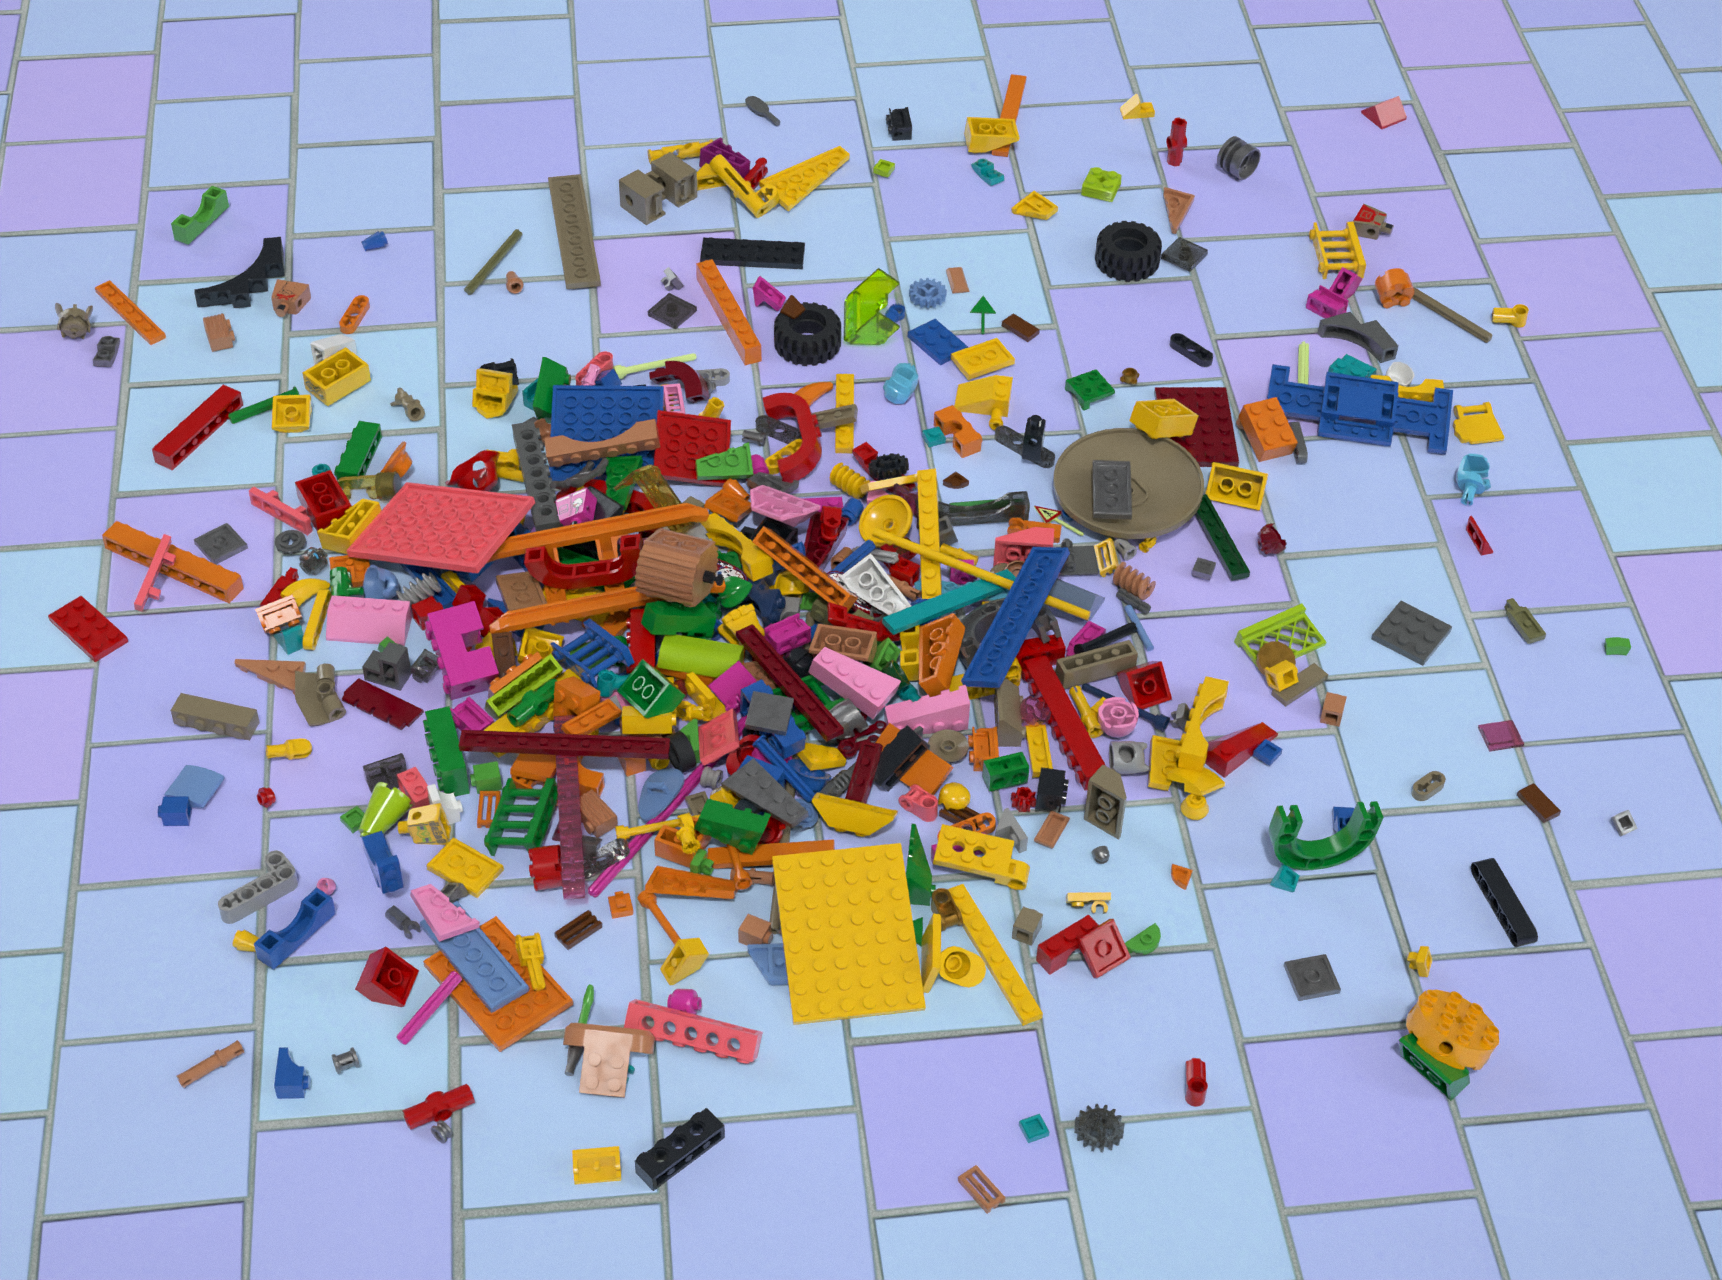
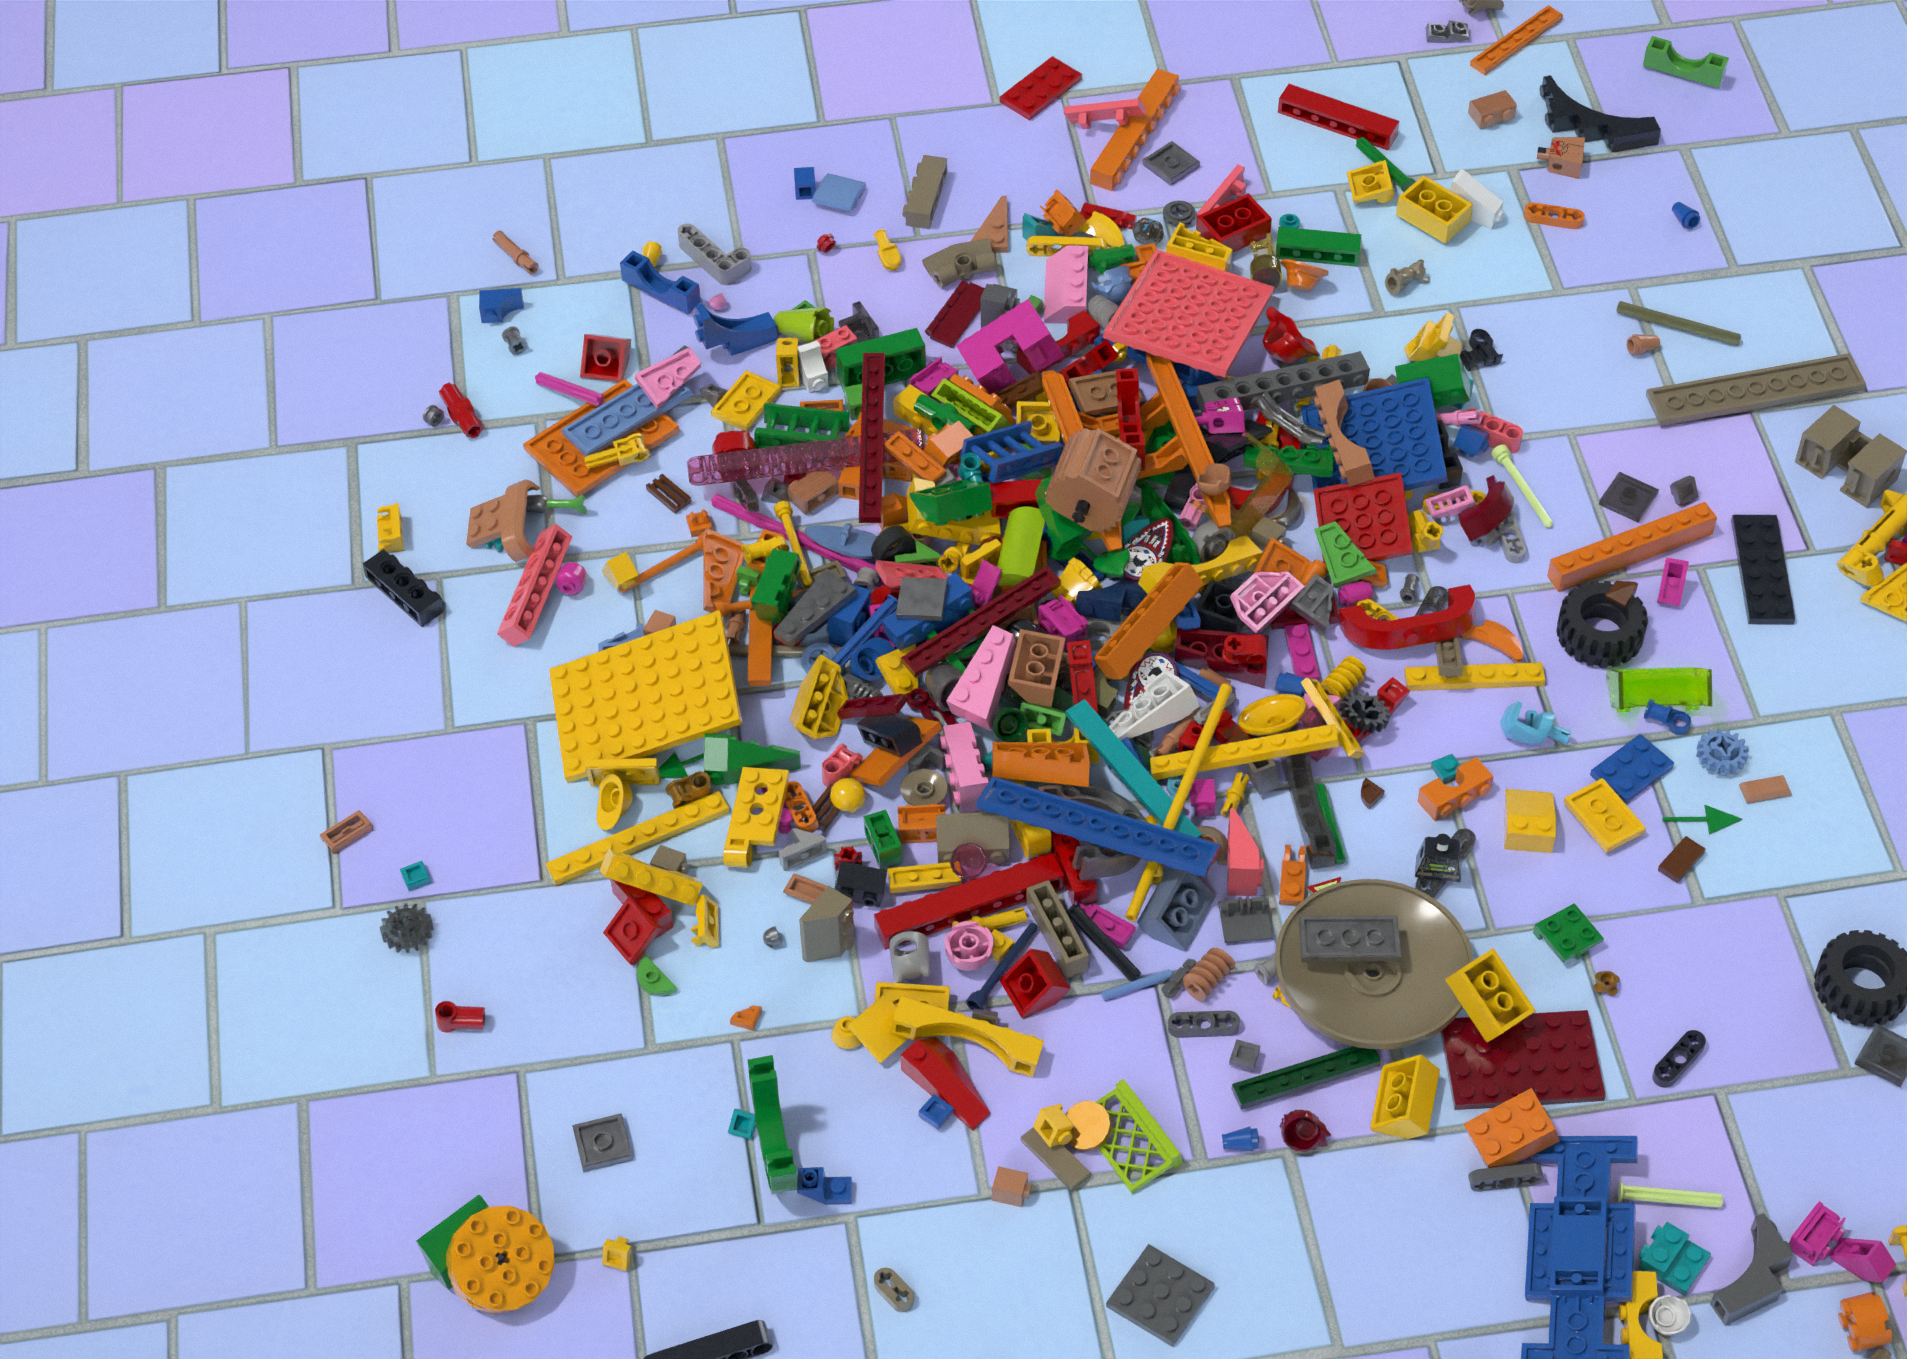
camera: 90 degrees right, 5 degrees up
(671, 503) = (1215, 479): none -> nougat hair
(996, 418) = (1489, 831): yellow pin -> none
(1062, 913) = (650, 878): none -> yellow arch
(1110, 567) = (1250, 947): yellow tile -> none
(1171, 597) = (1196, 1031): none -> dark grey beam
(1278, 575) = (1242, 1139): none -> blue cone

